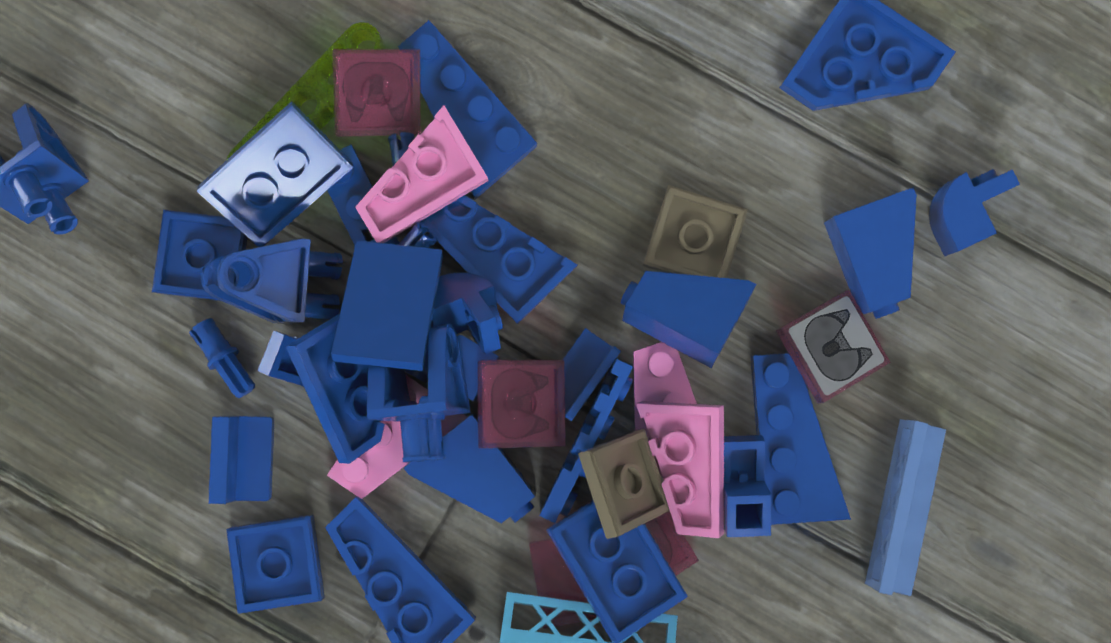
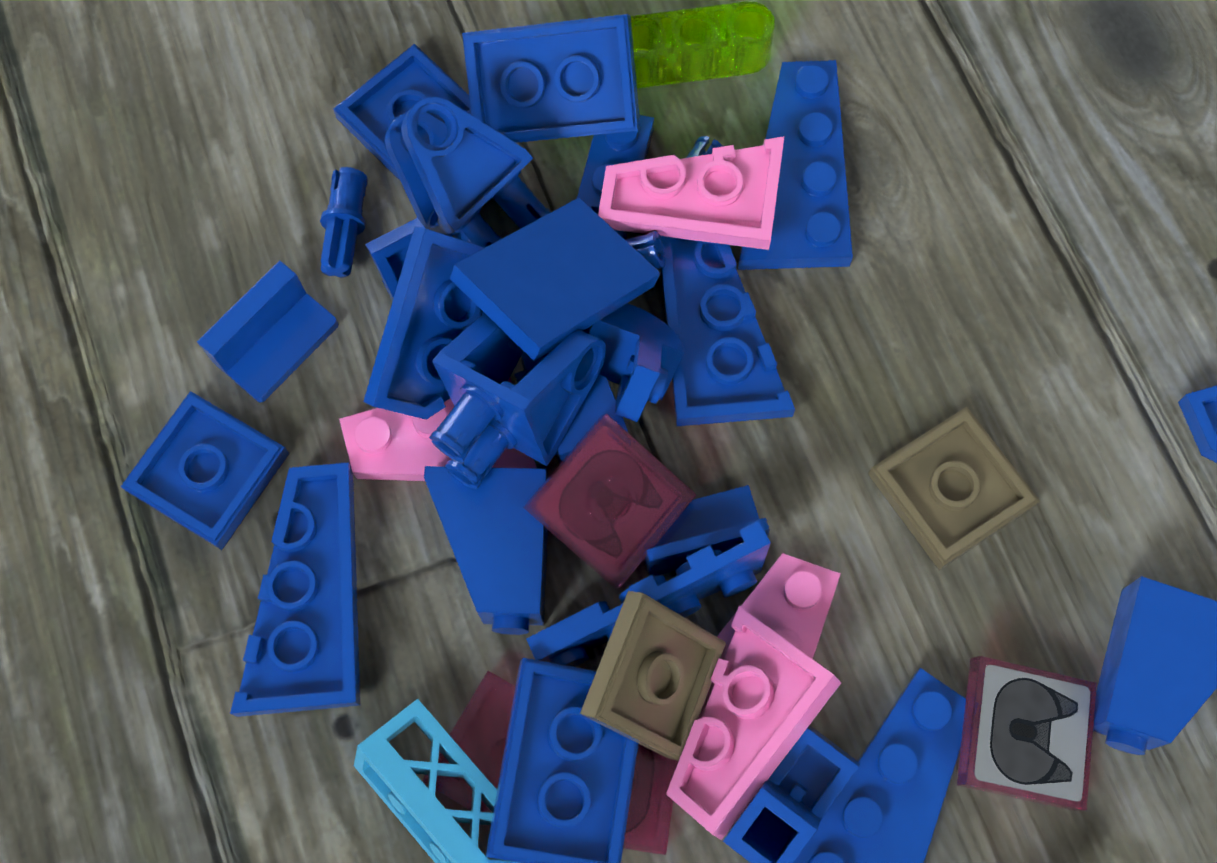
camera: 40 degrees right, 15 degrees down
(376, 92) = (724, 79): clear pink tile -> none
(687, 310) = (883, 554): blue slope -> none

